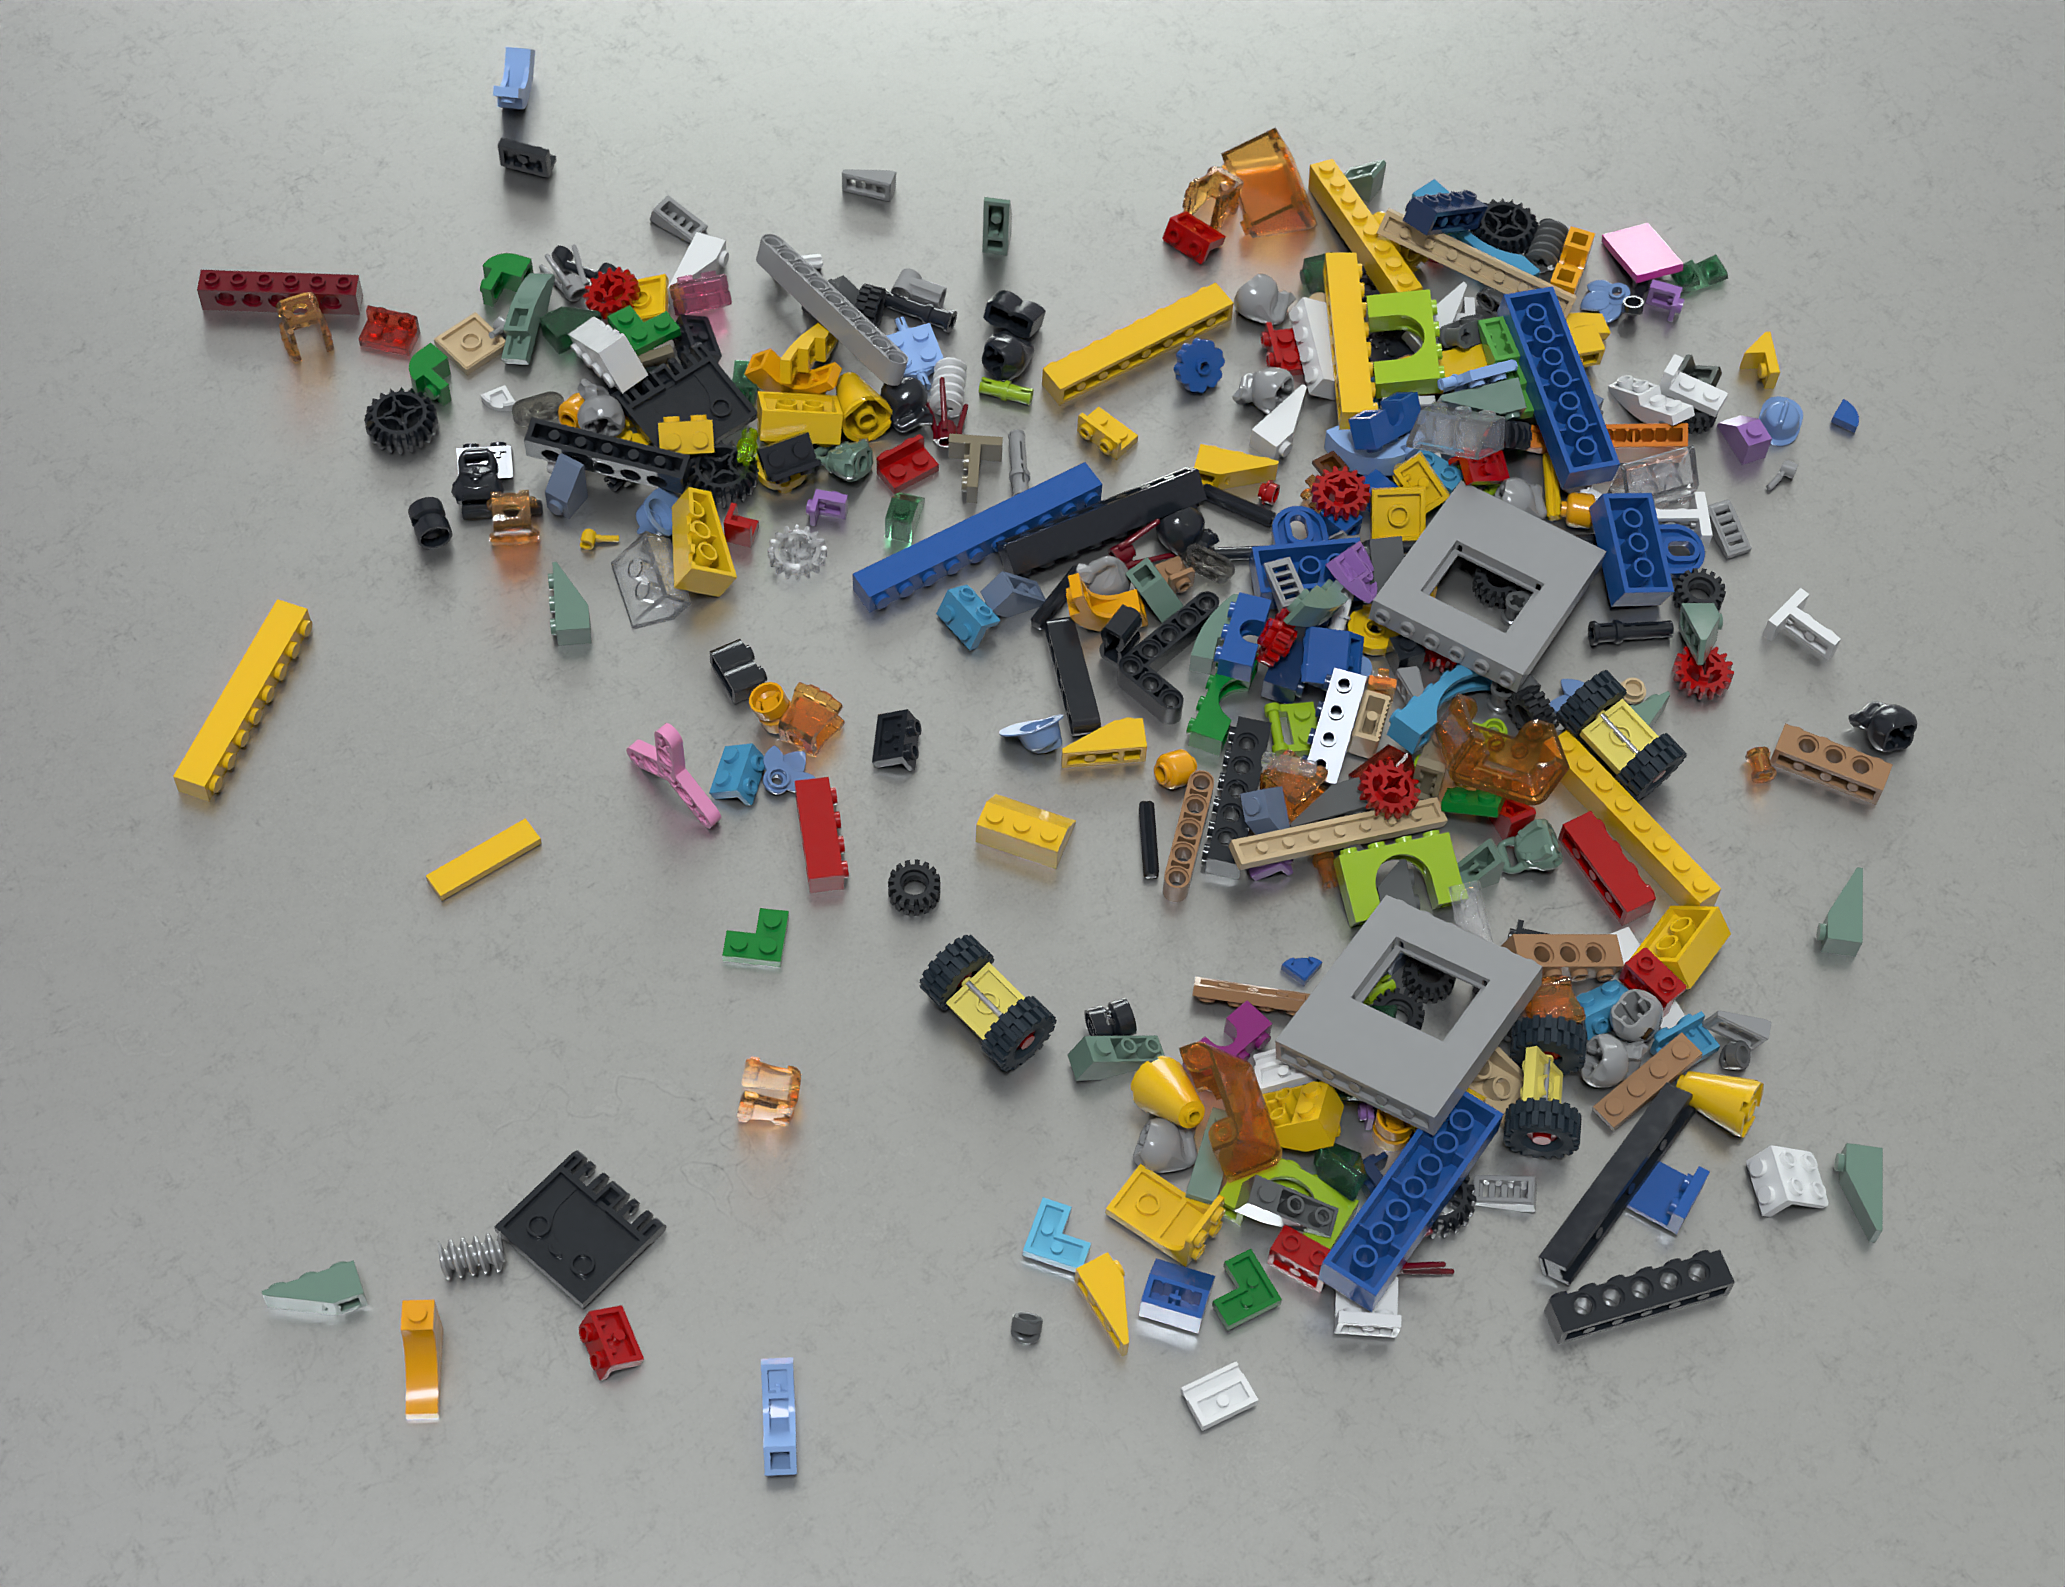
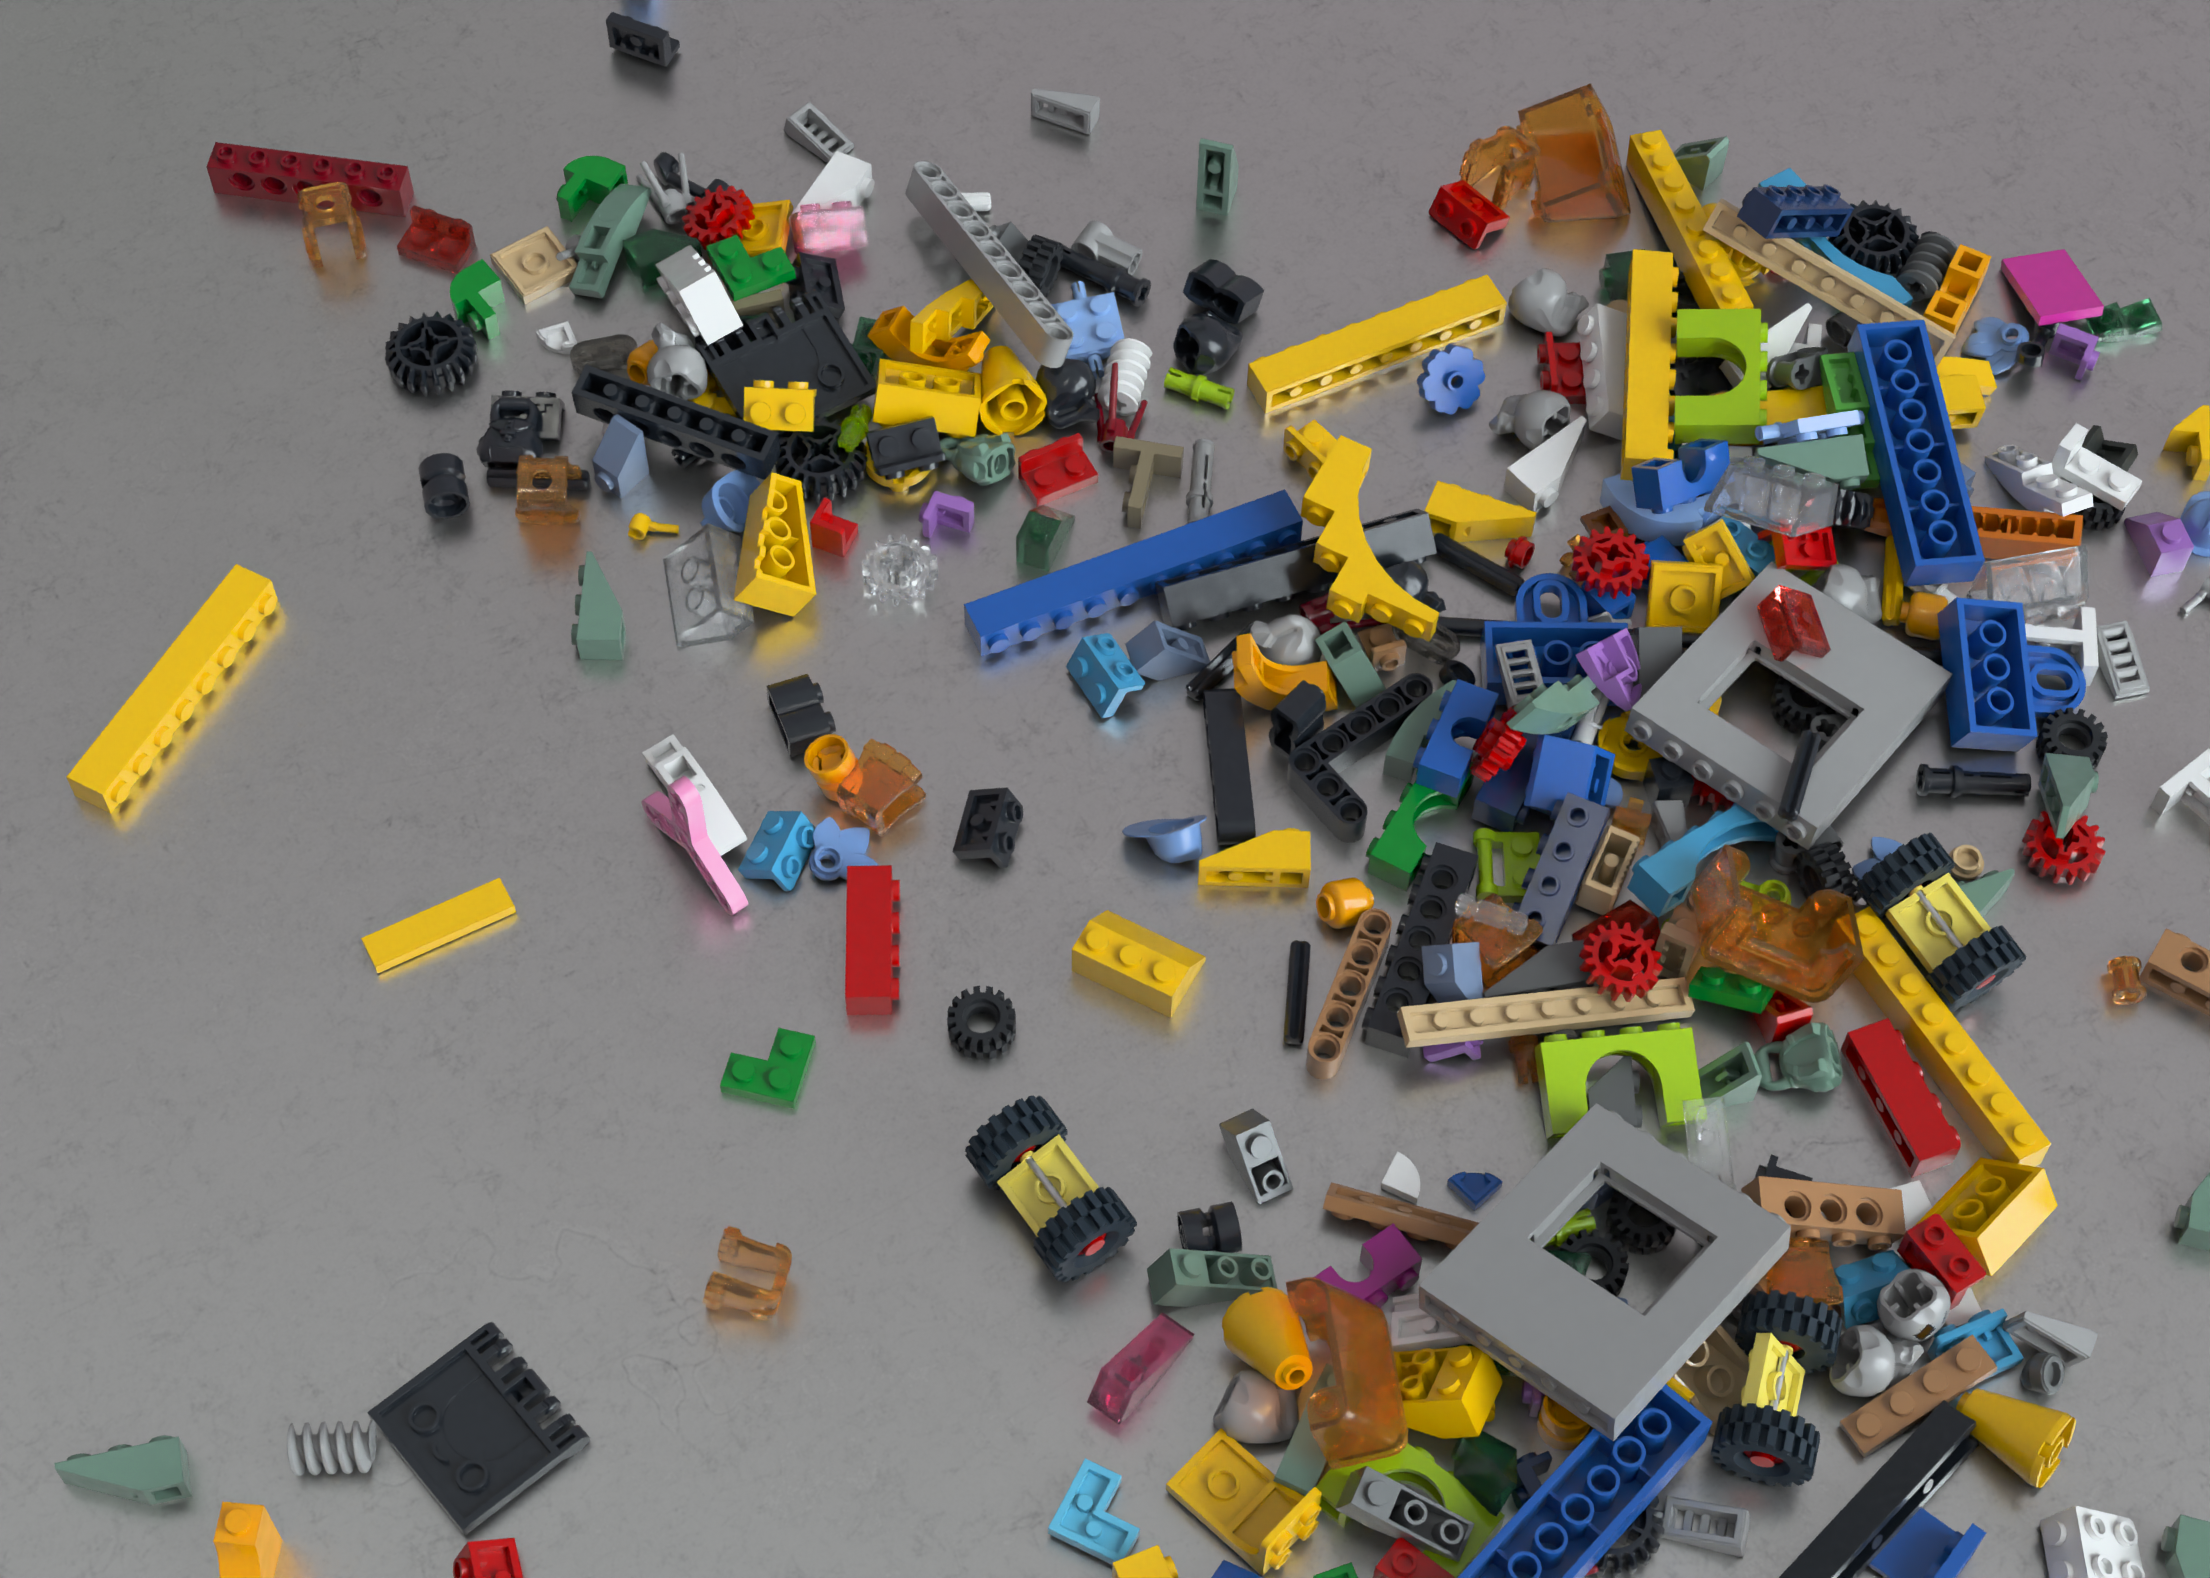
camera: 10 degrees right, 0 degrees up
(648, 718) = (670, 763): none -> white slope
(1072, 1127) = (1138, 1368): none -> clear pink slope
(1136, 962) = (1256, 1155): none -> dark grey slope
(1138, 501) = (1343, 549): none -> yellow arch
(1233, 586) = (1456, 670): none -> black tile
(1247, 968) = (1402, 1179): none -> white tile
(1483, 525) = (1792, 624): none -> clear red bracket
(1504, 637) = (1799, 775): none -> black axle

